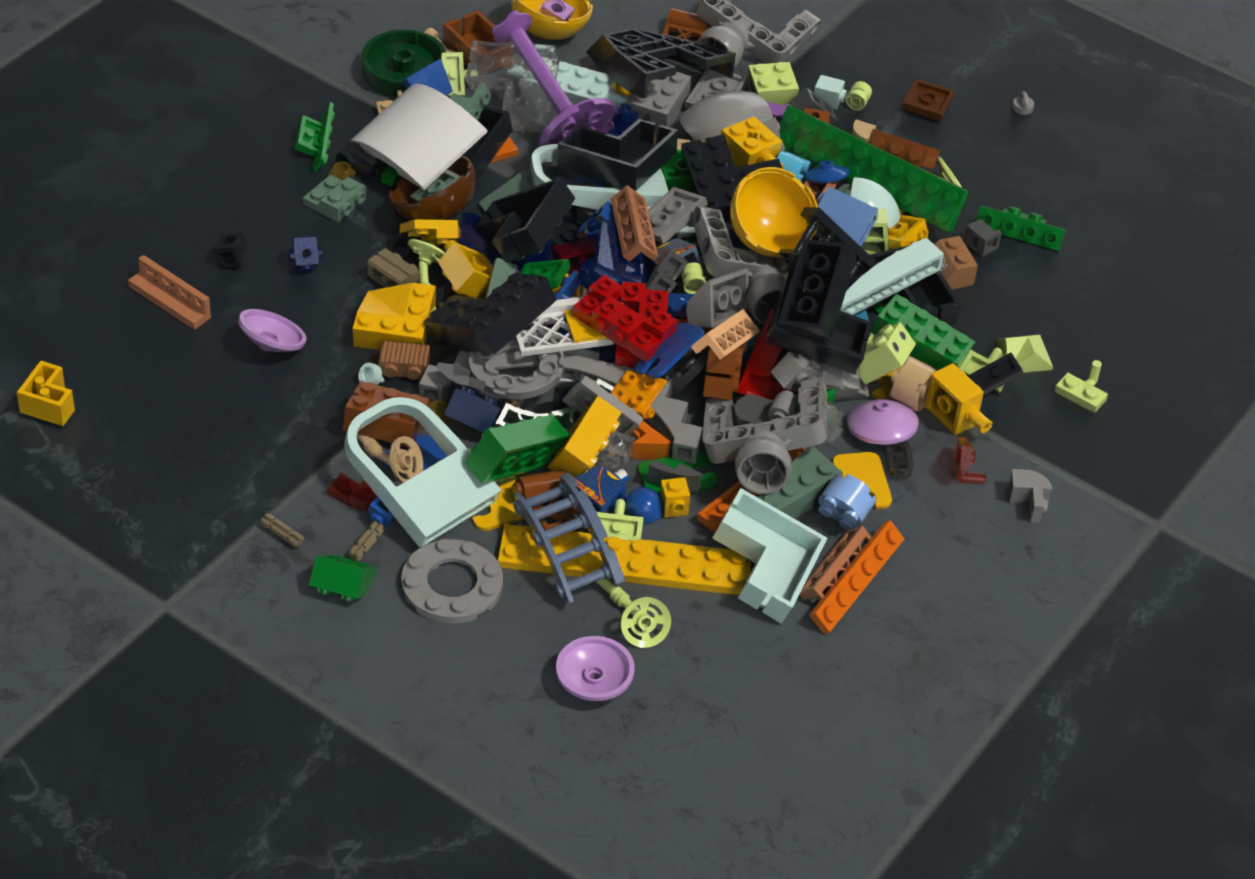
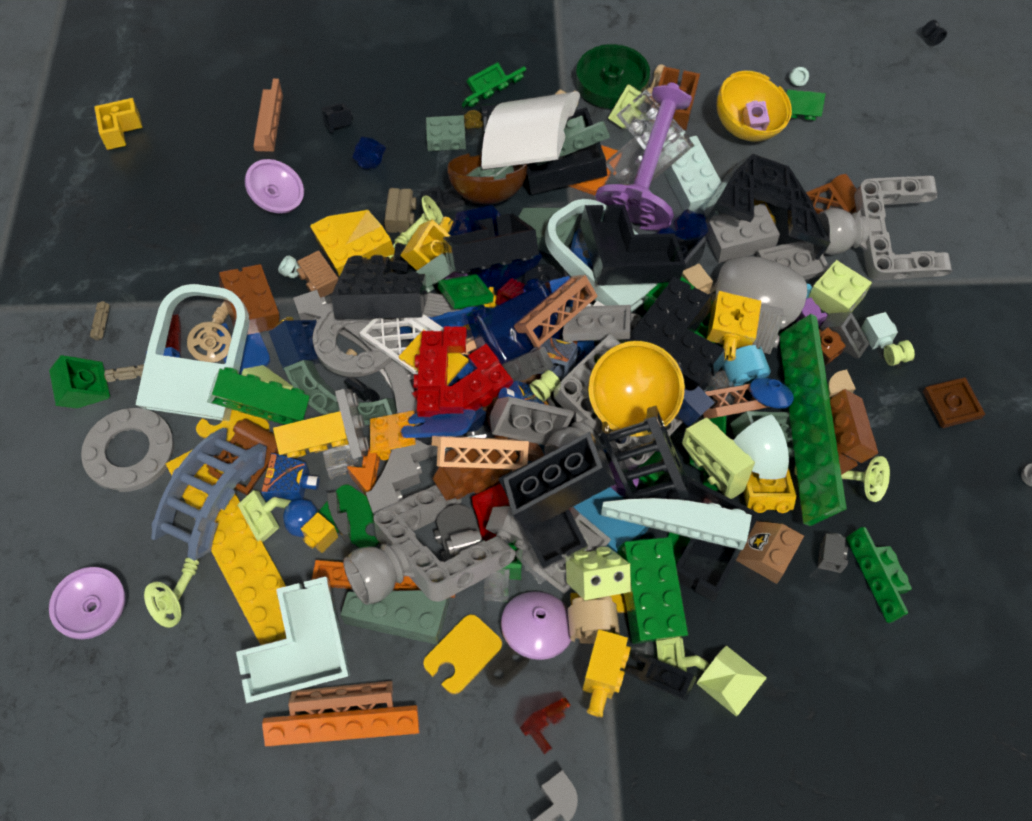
camera: 55 degrees right, 15 degrees up
(431, 76) = (598, 100): blue torso -> none
(432, 231) = (450, 199): yellow plate -> none
(460, 375) = (307, 315): dark grey slope -> none
(846, 501) = (407, 661): light blue brick -> none
(848, 213) = (699, 441): medium blue brick -> none
(1082, 391) = (730, 763): yellowish green plate -> none

